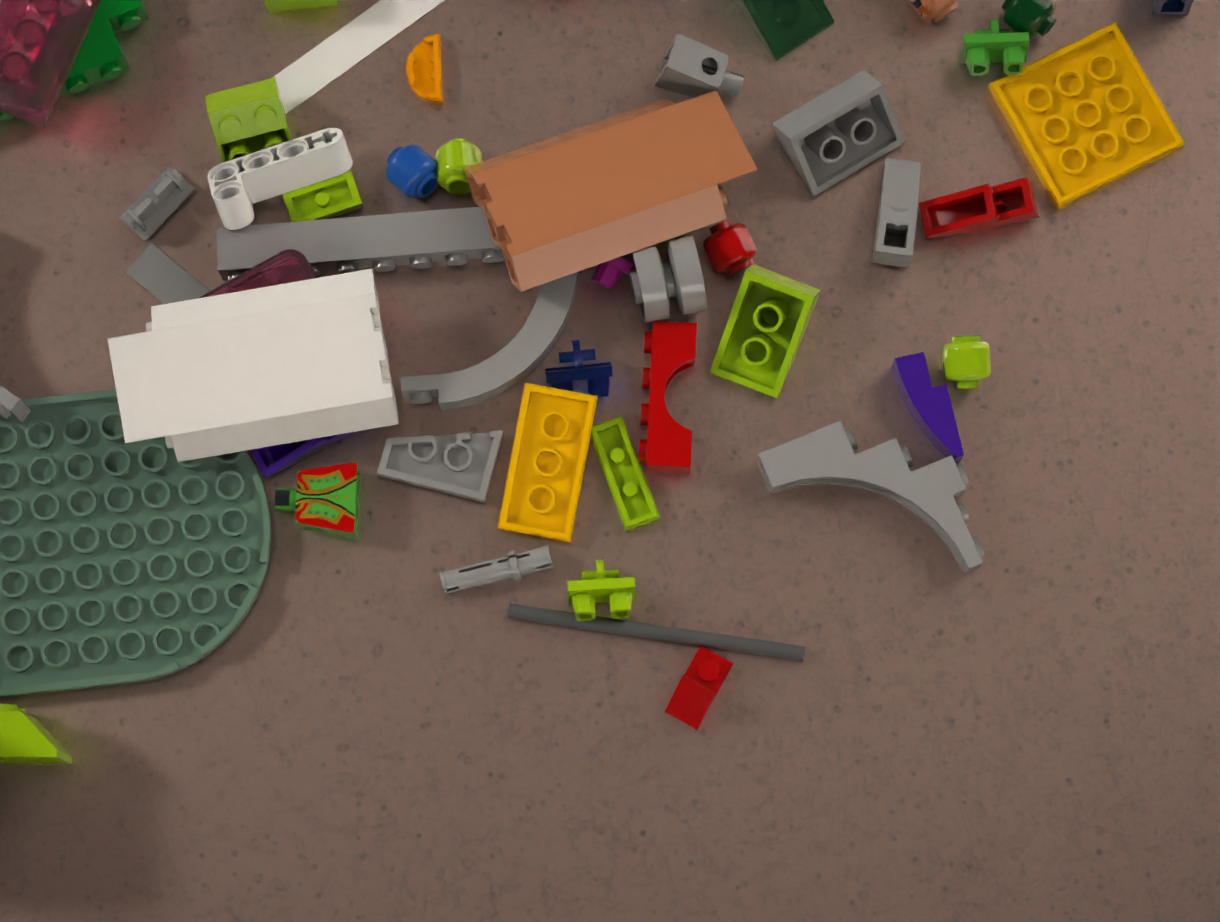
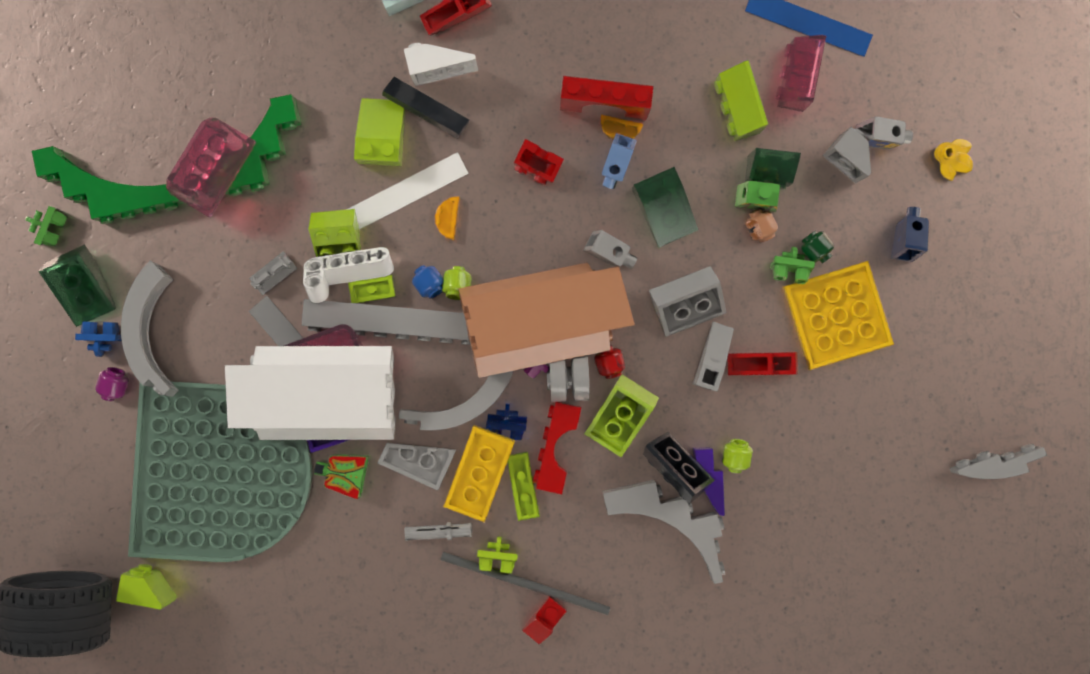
camera: 10 degrees right, 10 degrees up
(870, 389) = (678, 467): none -> black slope

